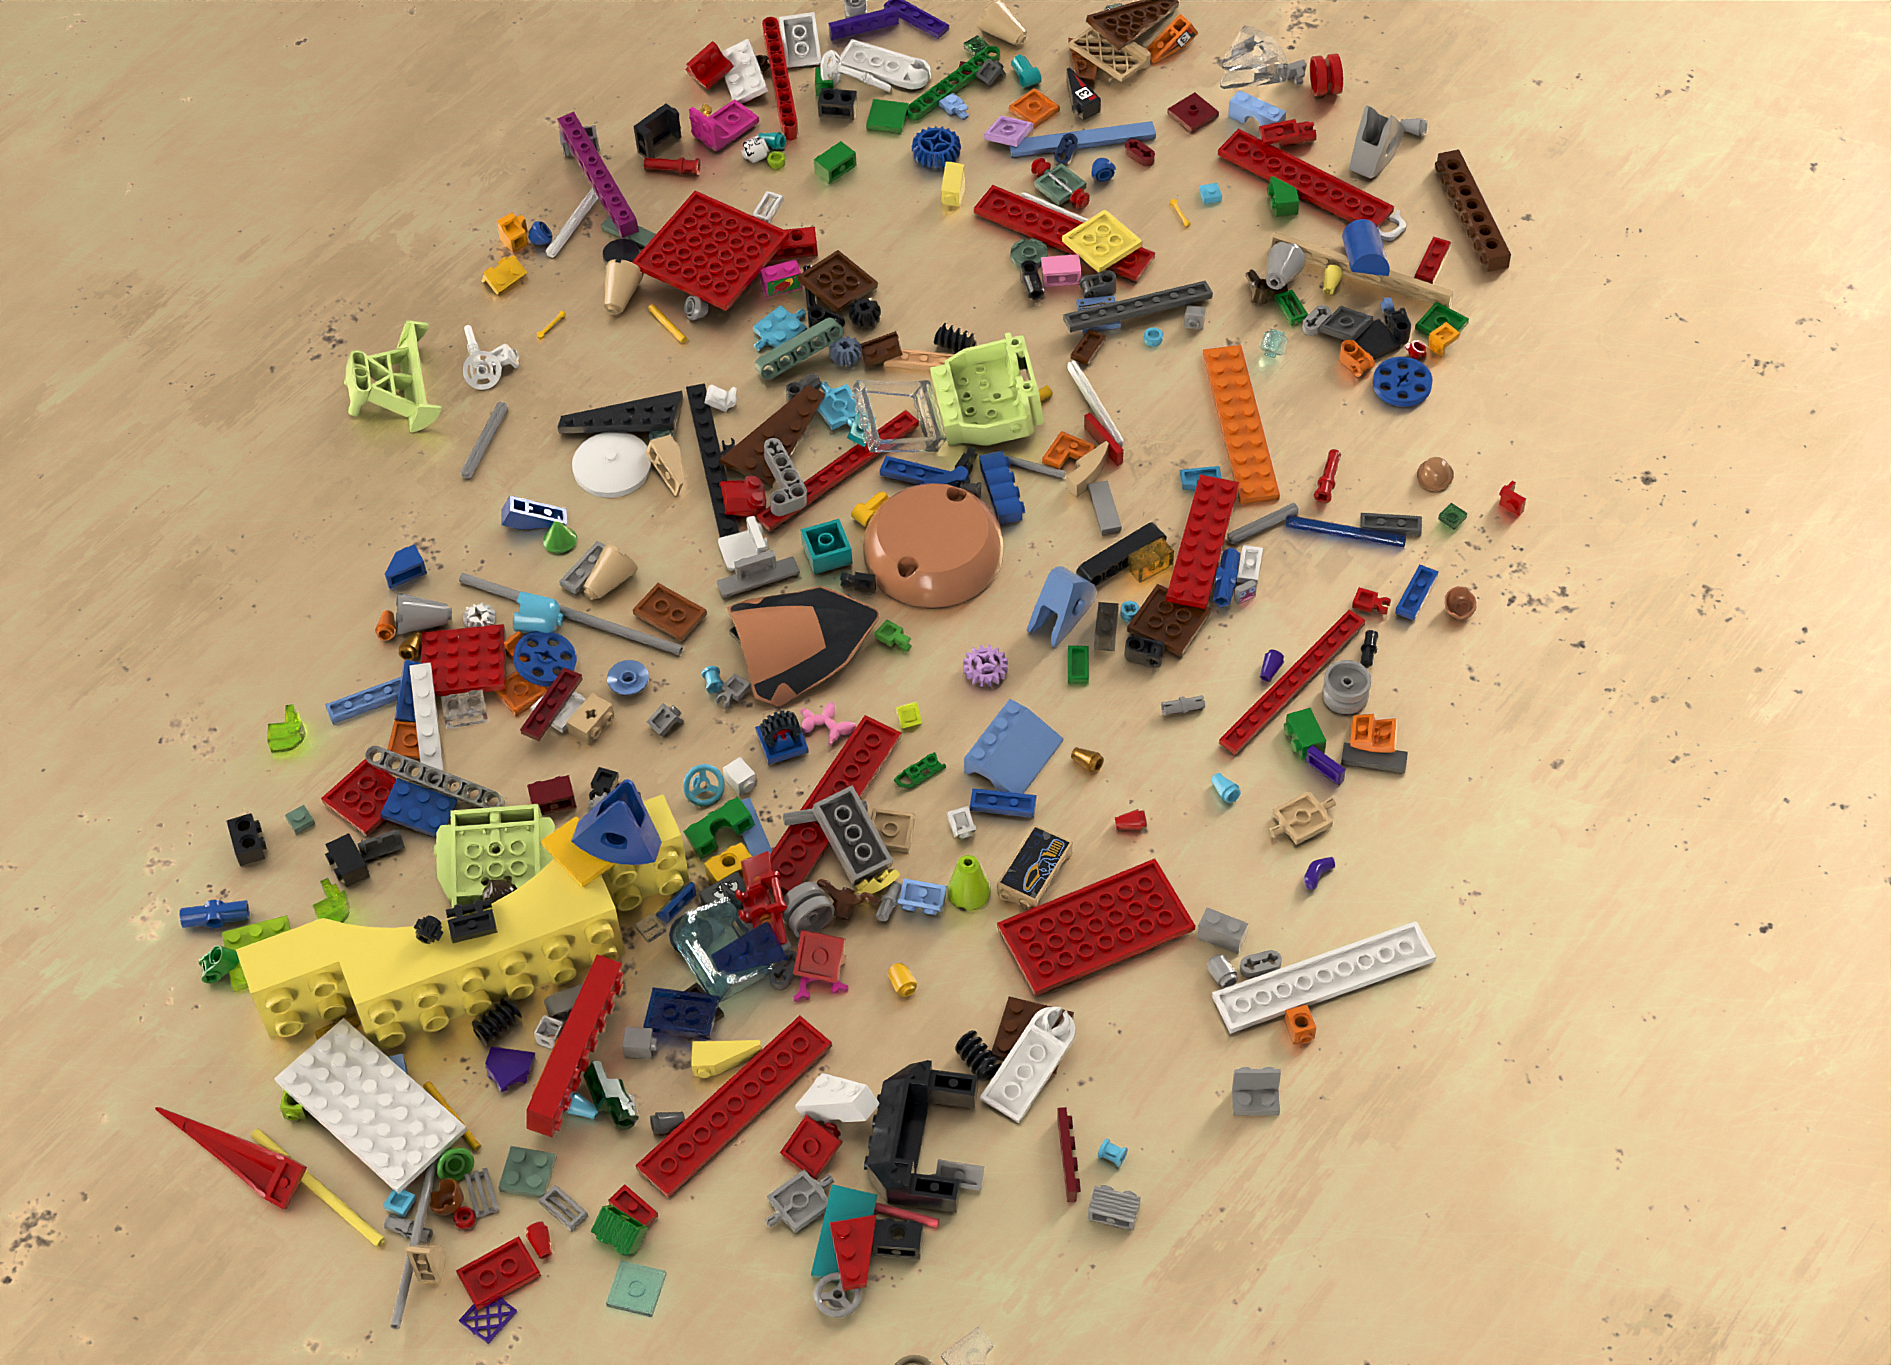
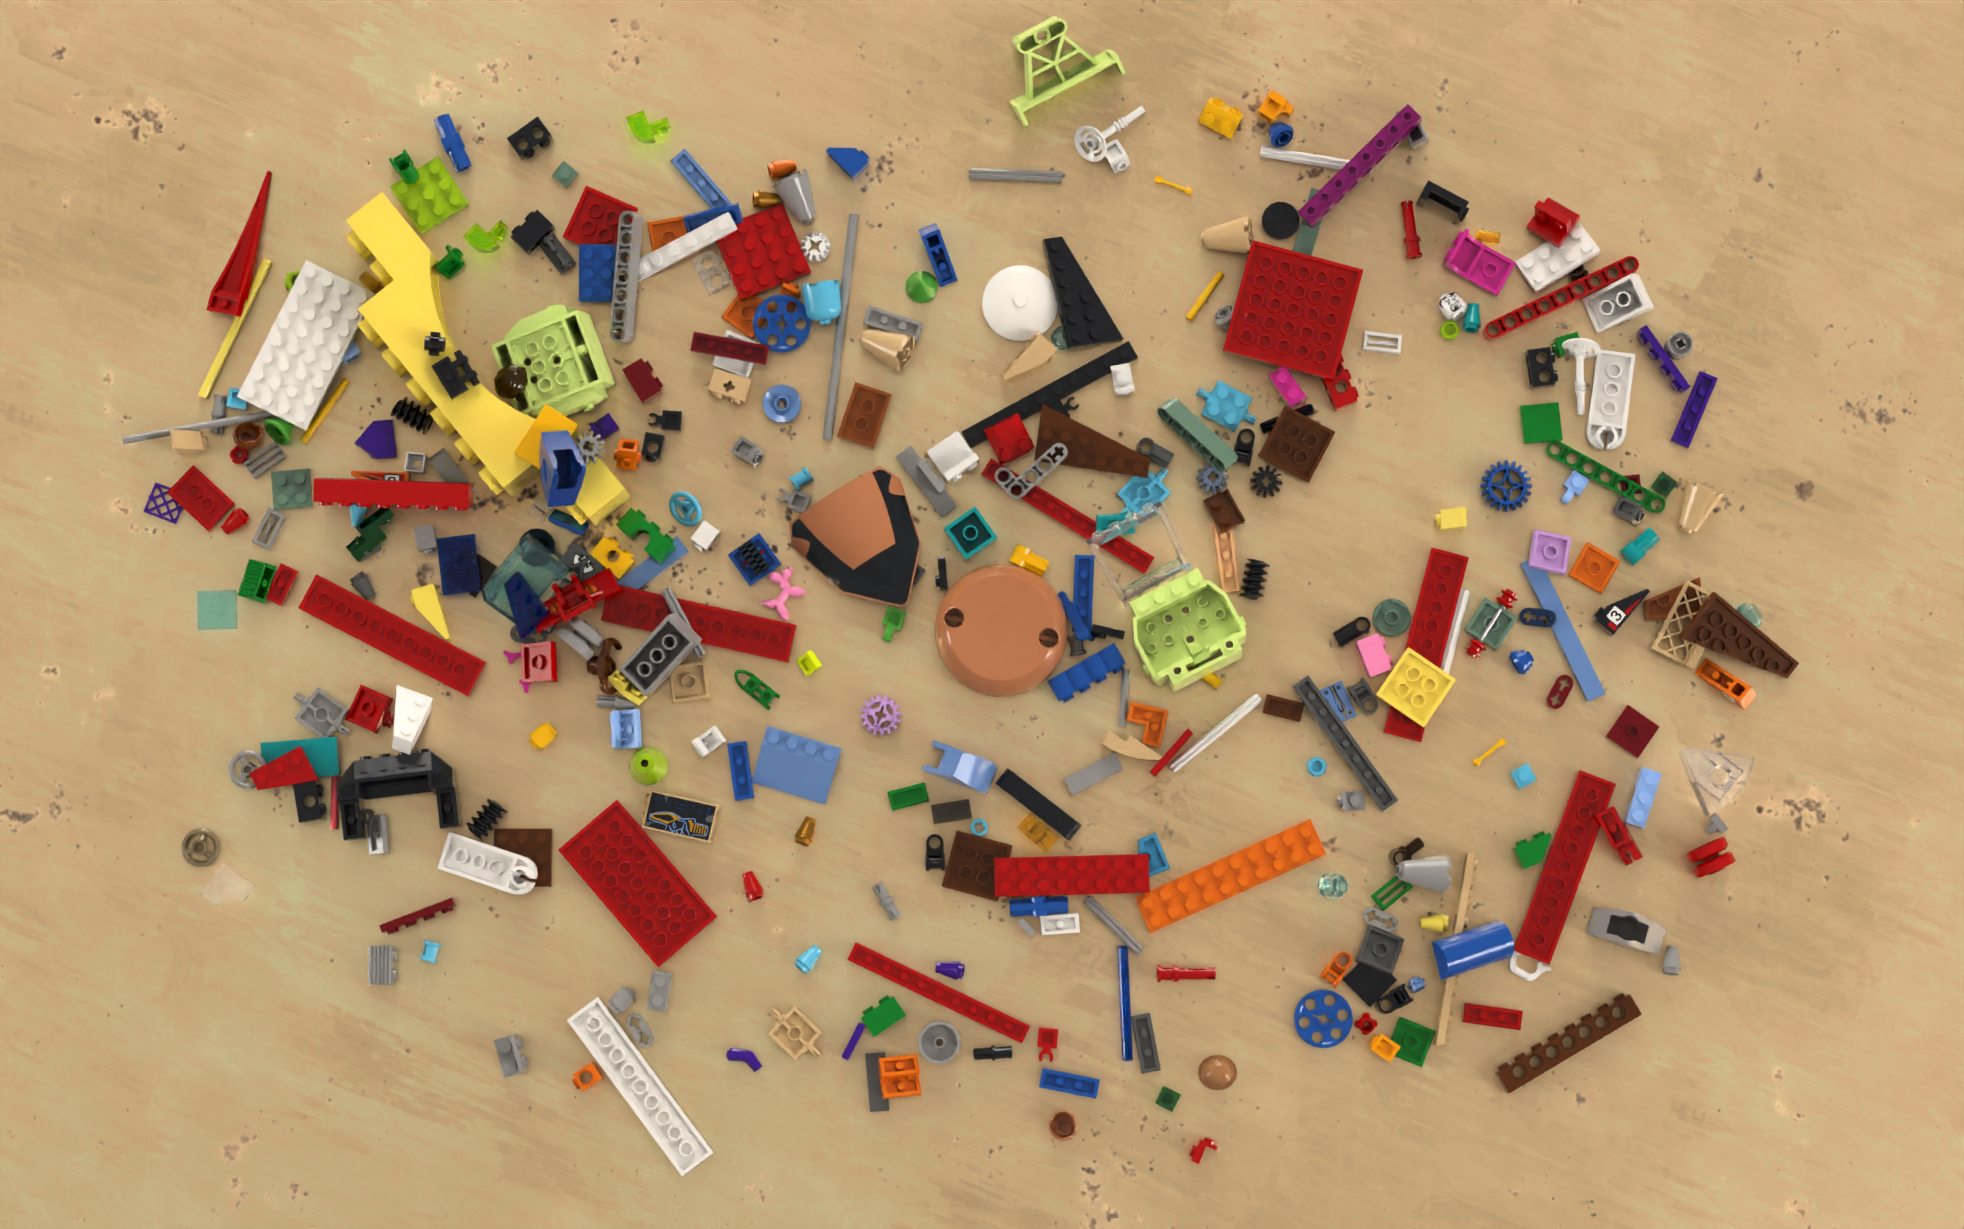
camera: 70 degrees right, 30 degrees up
(835, 162) = (1457, 390): green brick -> none

